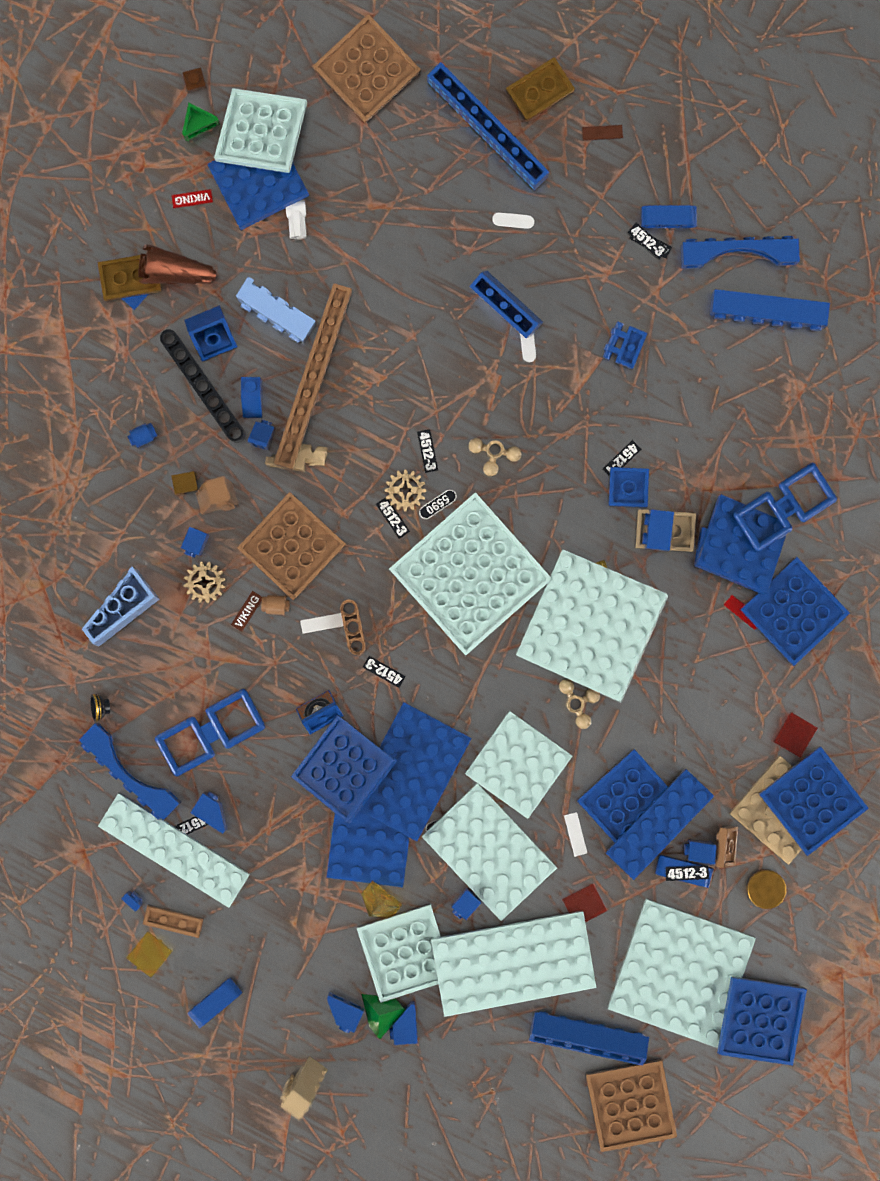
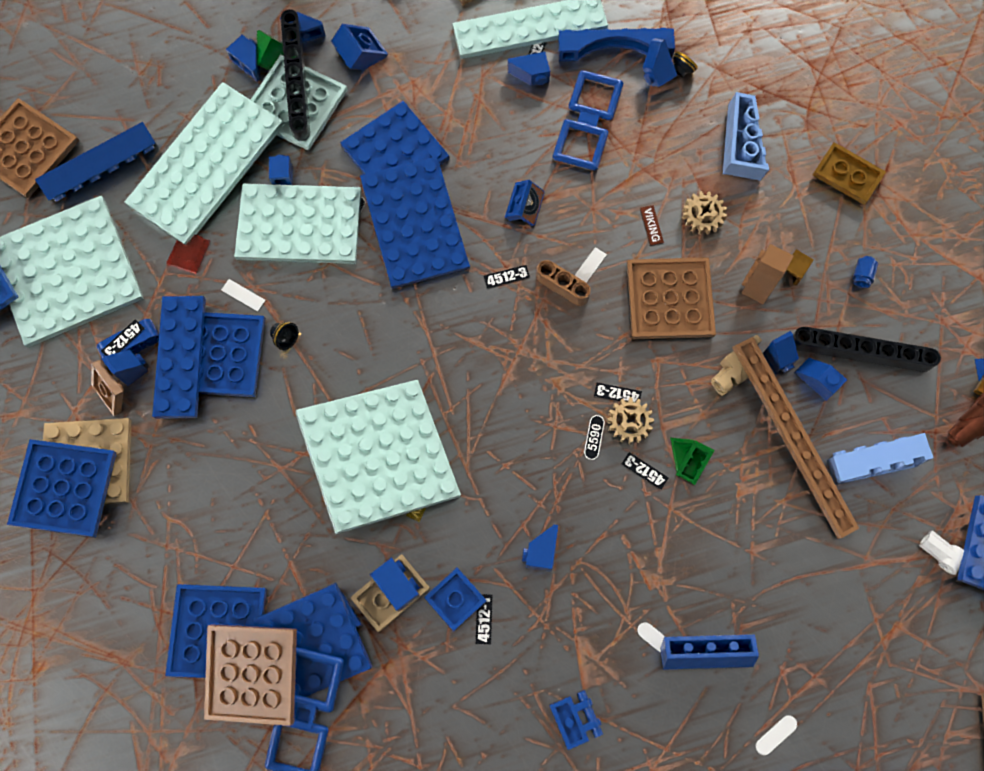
camera: 135 degrees right, 15 degrees down
(73, 512) = (849, 173): none -> pearl gold plate
(120, 722) = (658, 64): none -> blue slope
(194, 542) = (743, 233): blue brick -> none
(210, 333) = (904, 394): blue slope -> none
(275, 604) = (637, 245): medium nougat brick -> none
(316, 953) = (358, 46): none -> blue slope
(343, 769) = (465, 176): blue plate -> none
(379, 902) = (347, 116): clear yellow slope -> none
(385, 977) = (292, 67): none -> black beam
(393, 428) = (690, 458): none -> green slope
(470, 573) = (514, 407): light aqua plate -> none
(491, 468) = (582, 504): tan piece -> none
(518, 764) = (336, 303): light aqua plate -> none
(546, 464) = (541, 550): none -> blue slope
(576, 774) = (284, 335): none -> black piece
(583, 720) = (316, 379): tan piece -> none
(735, 605) = (274, 589): red sticker -> none
(766, 889) = (47, 388): pearl gold tile -> none
(795, 734) = (127, 530): clear red piece -> none
(797, 560) = (250, 674): none -> medium nougat plate

